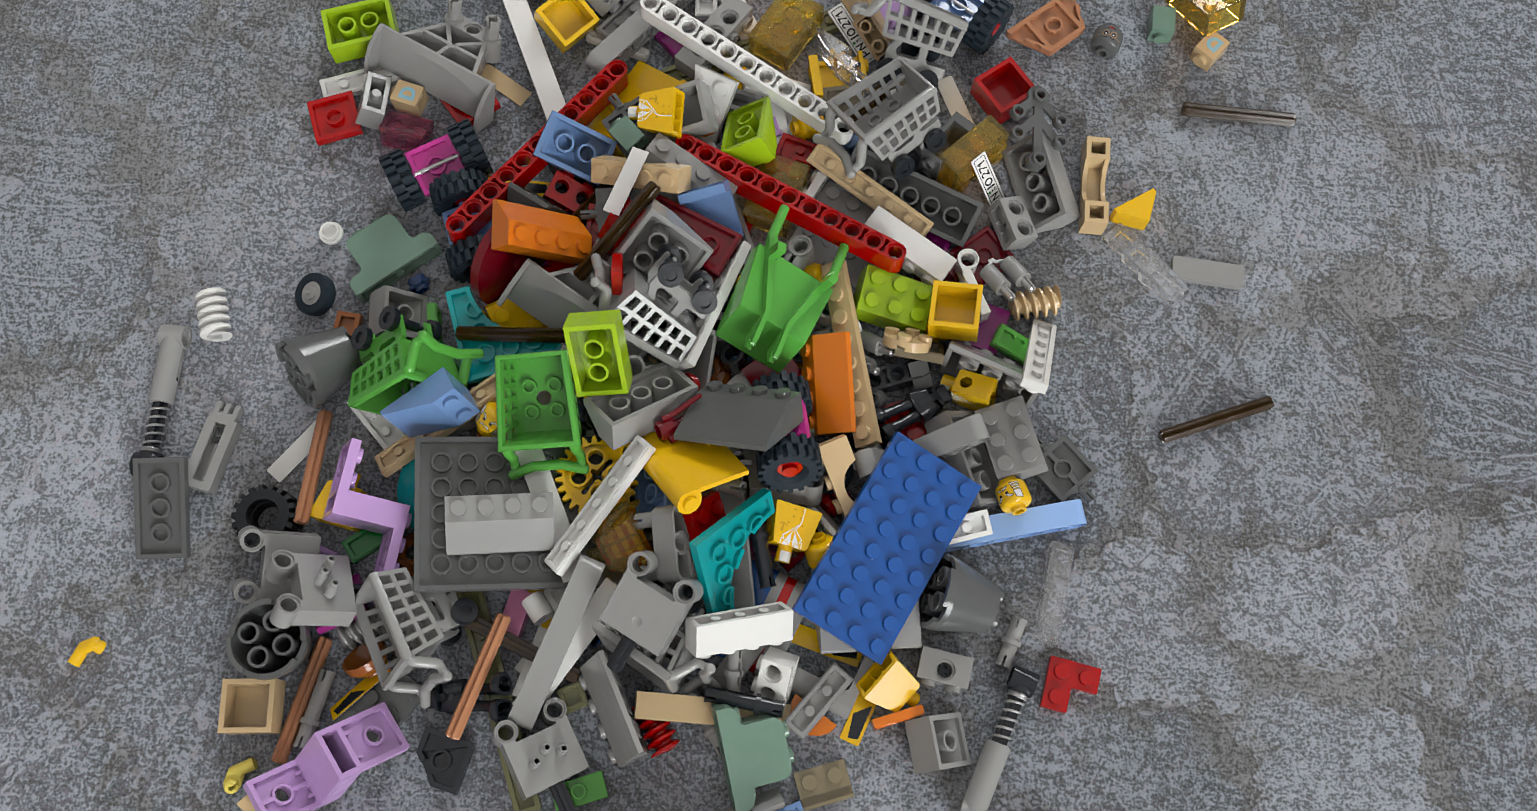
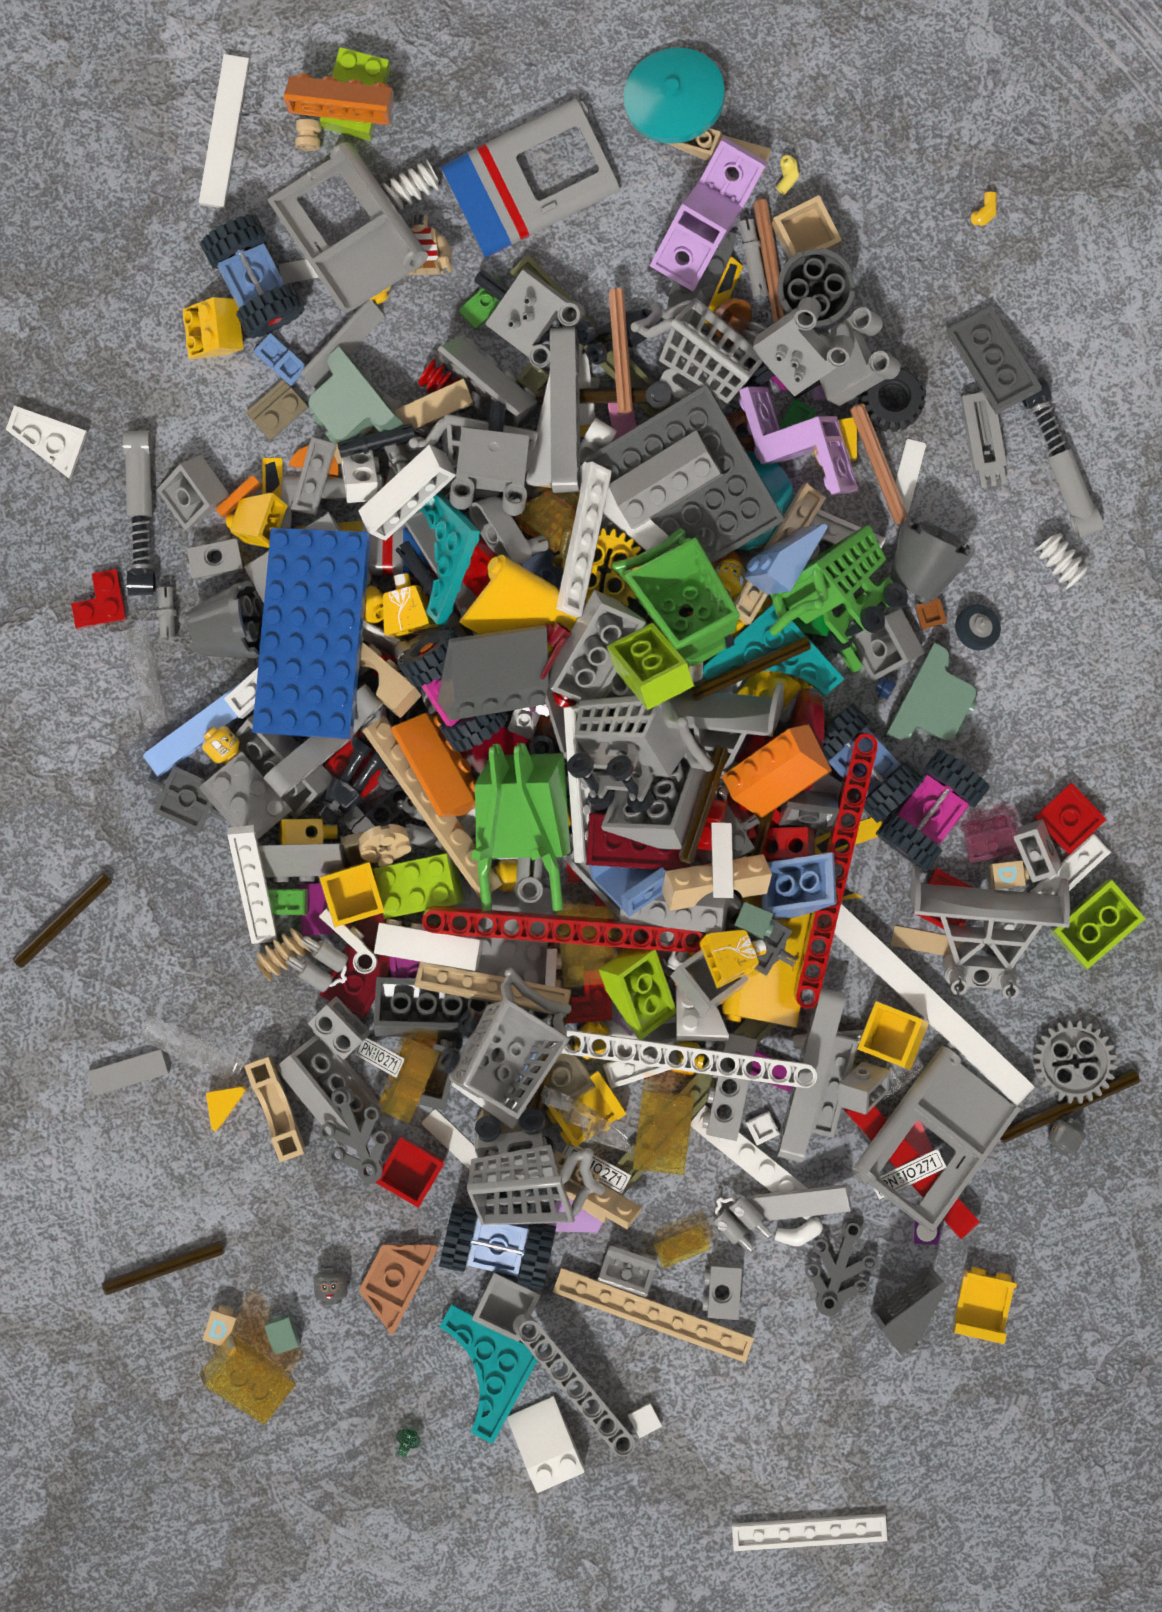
camera: 155 degrees right, 15 degrees up
(331, 233) = (1002, 698): white plate -> none
(444, 759) = (616, 270): black plate -> none
(617, 273) = (677, 756): red tile -> none

